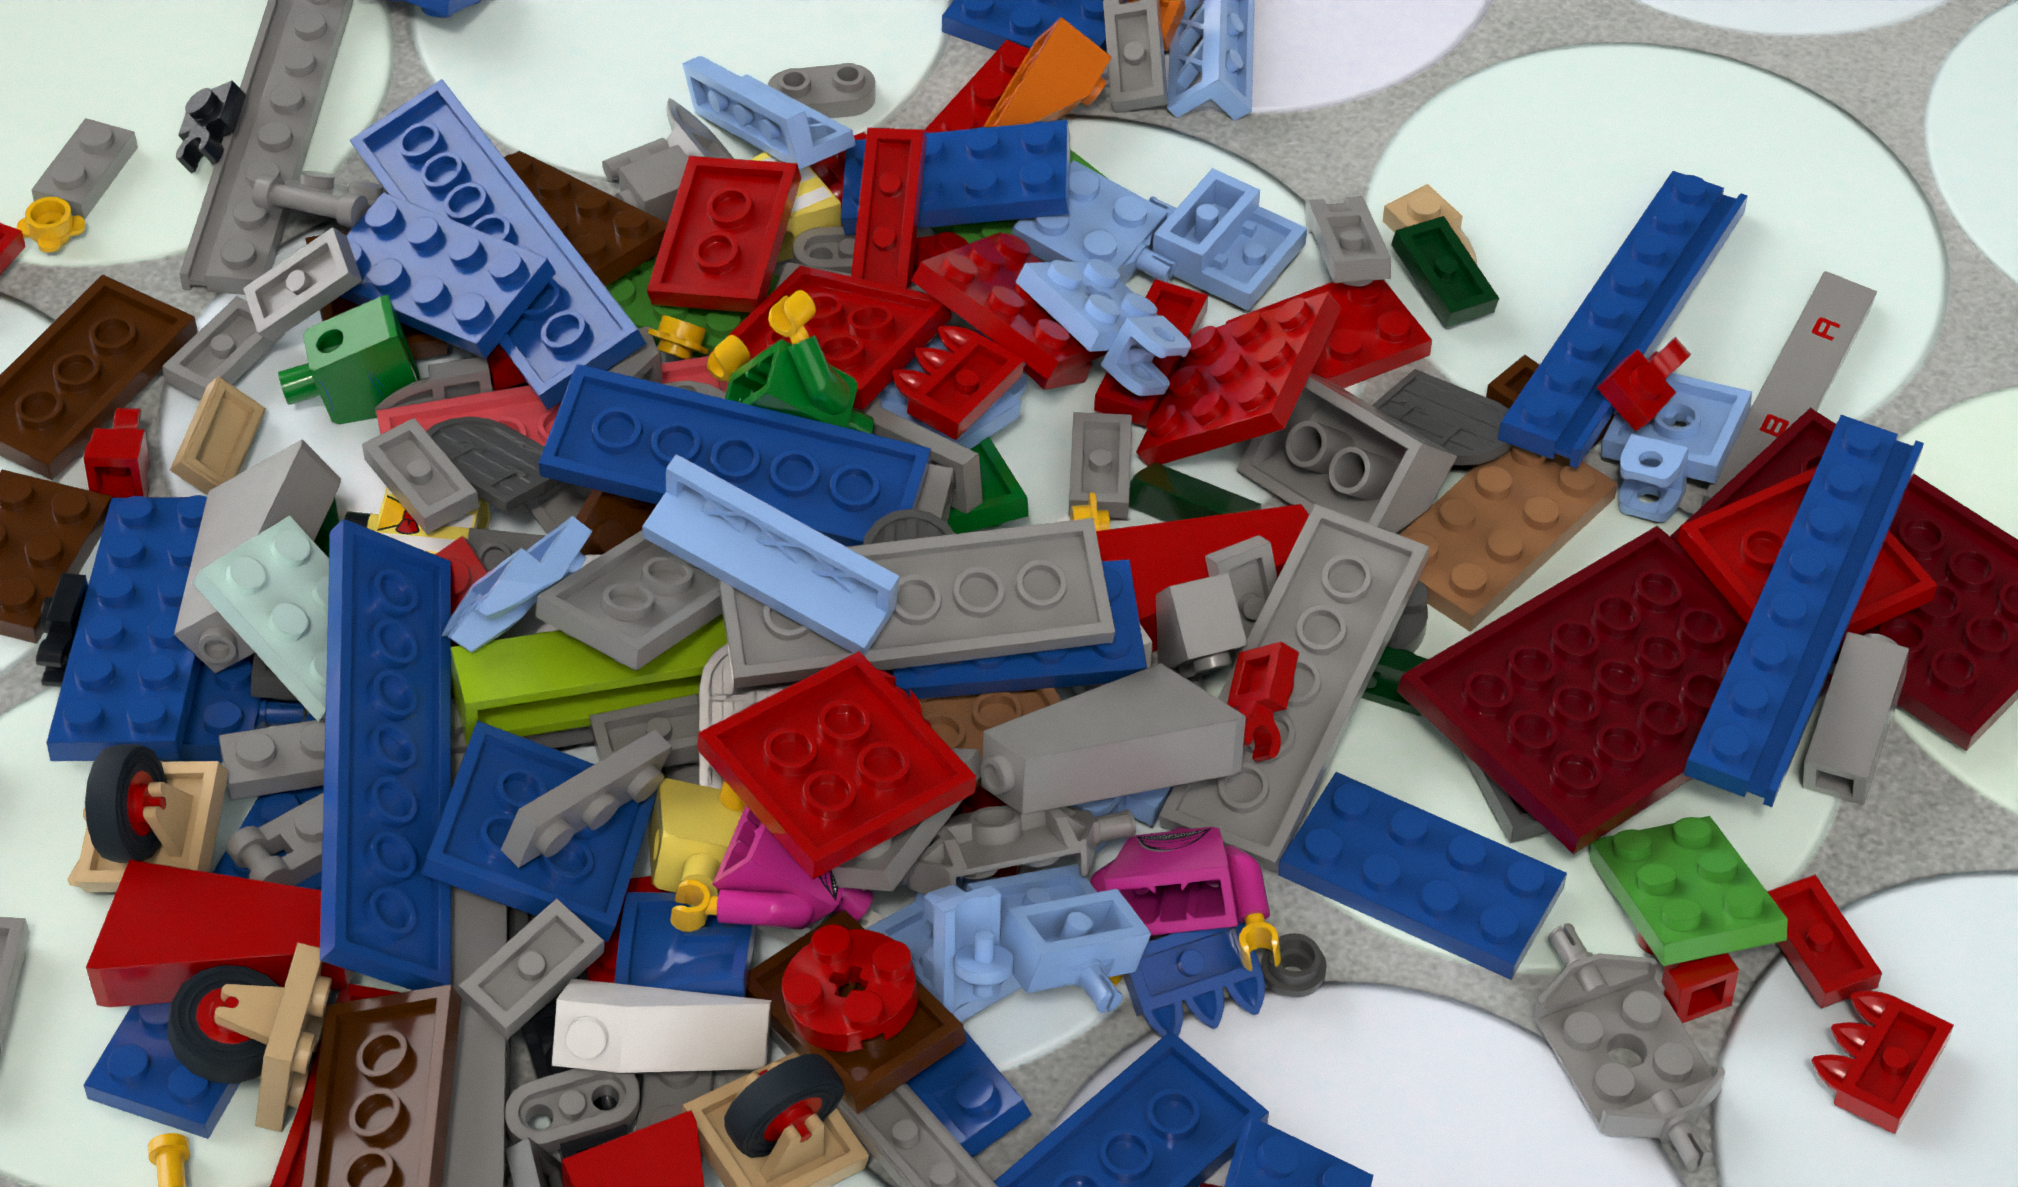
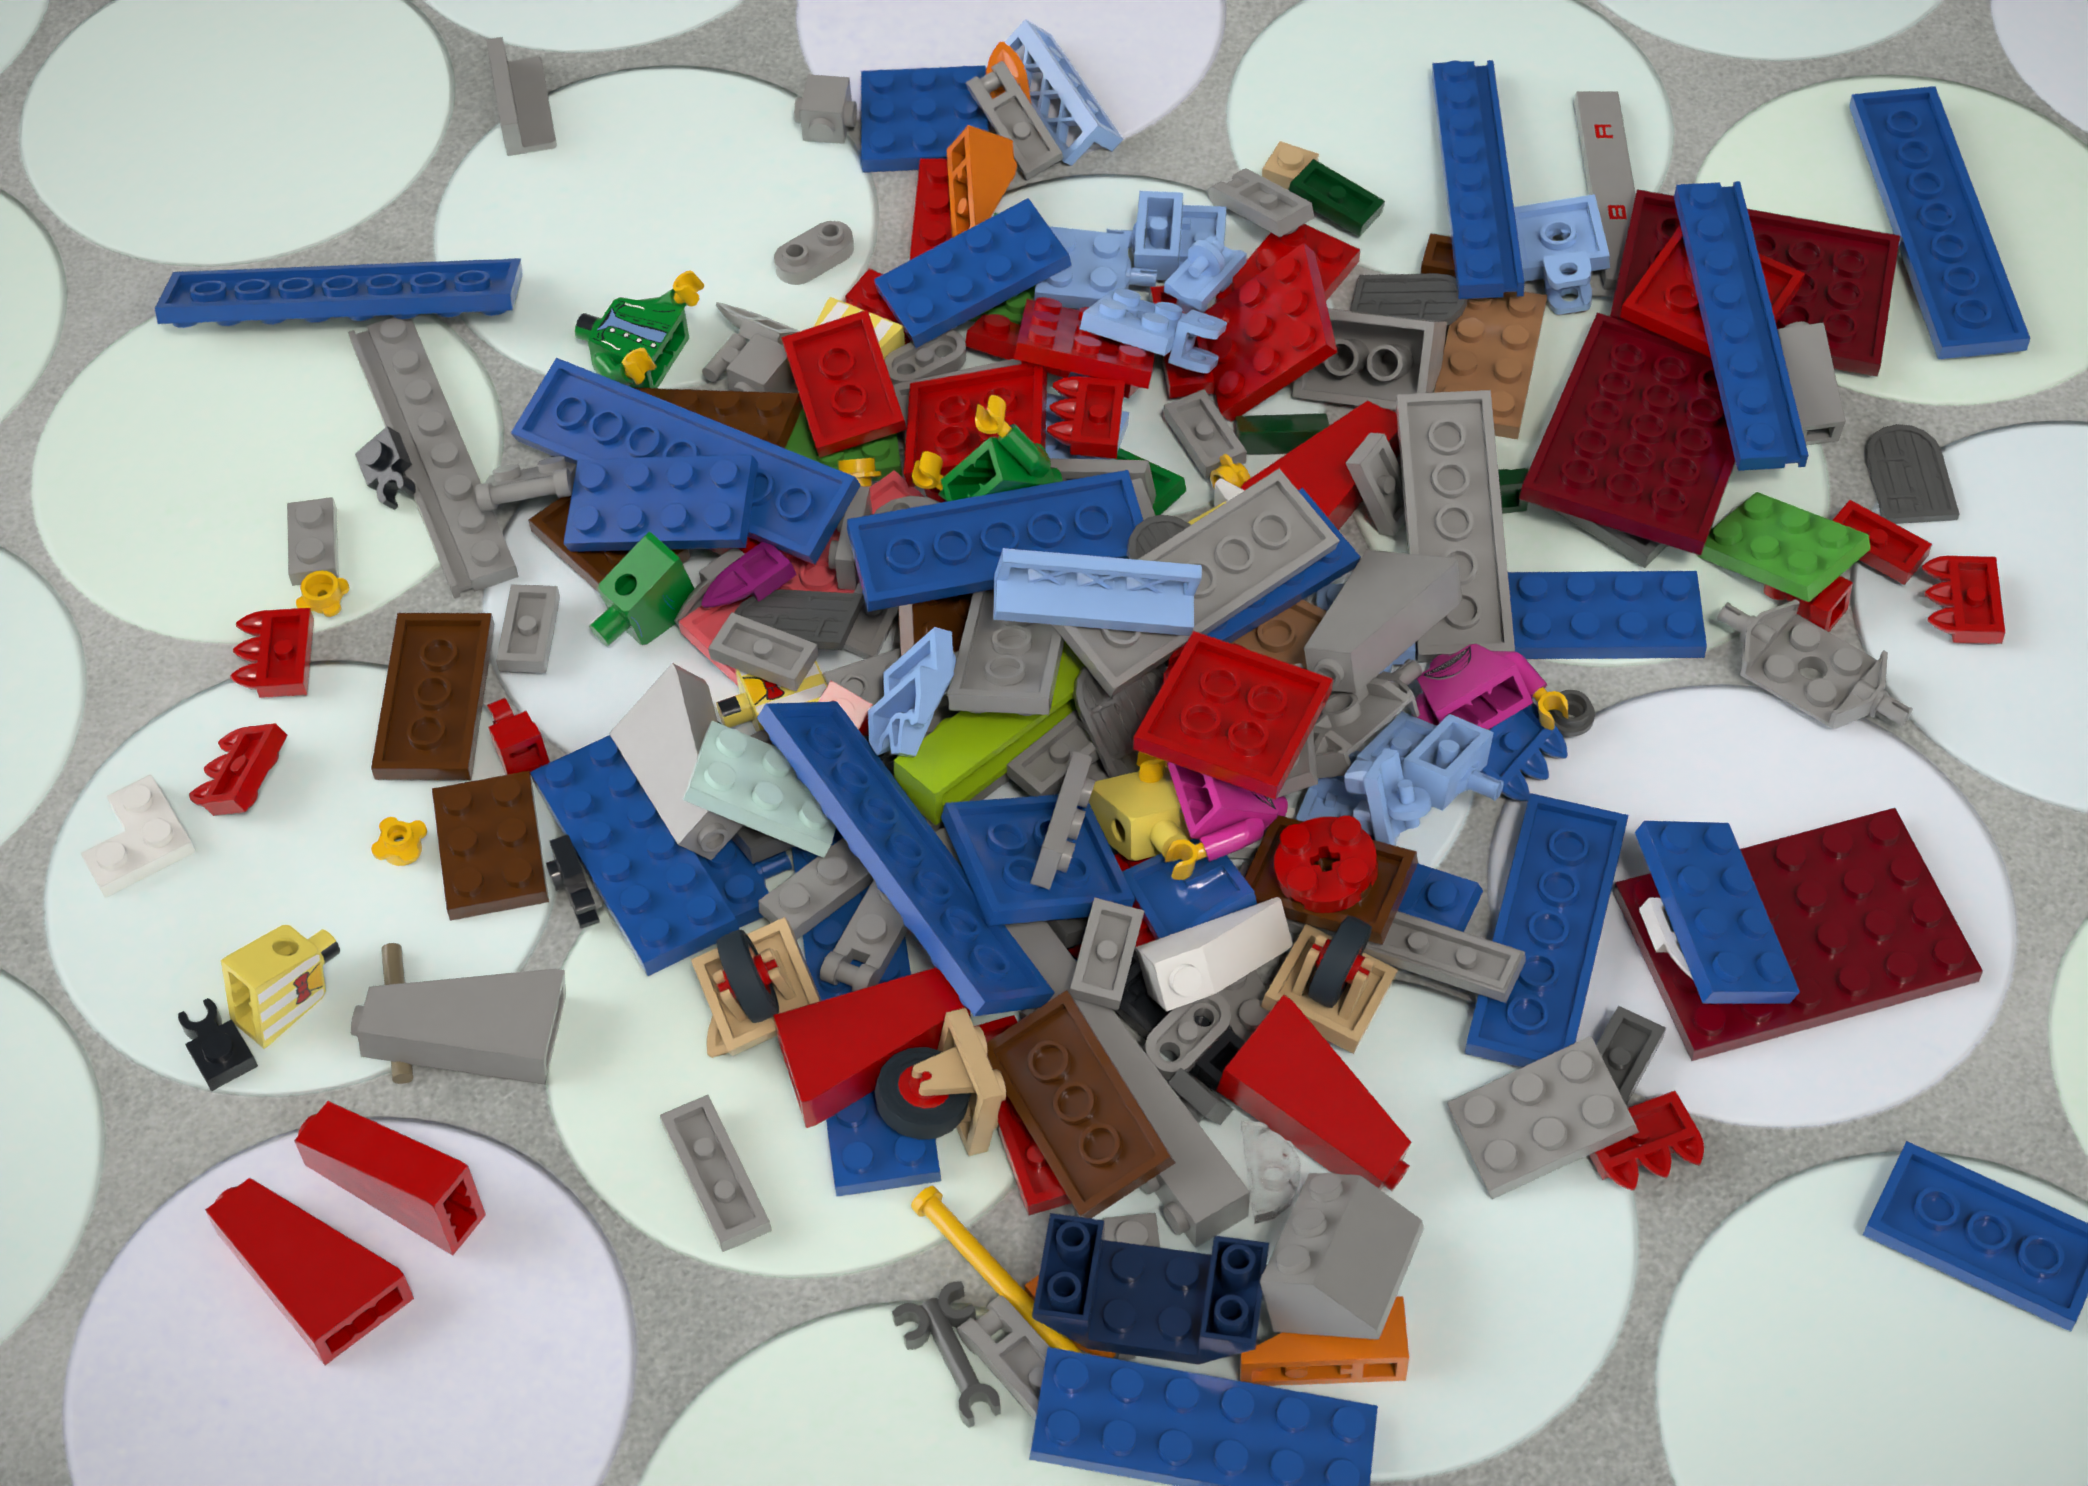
camera: 25 degrees left, 5 degrees up
(217, 436) = (576, 694): tan tile -> none
(302, 284) = (569, 553): light grey plate -> none
(478, 393) = (753, 574): none -> magenta plate
(564, 101) = (641, 337): none -> green torso
(764, 115) = (801, 286): light blue fence -> none
(889, 206) = (950, 313): red plate -> none
(1198, 626) = (1370, 511): light grey slope -> none
(1212, 284) = (1204, 274): none -> light blue hips
(1258, 689) = (1445, 533): red plate -> none
(1639, 384) = (1527, 219): red plate -> none
(1924, 885) = (1910, 476): none -> dark grey window

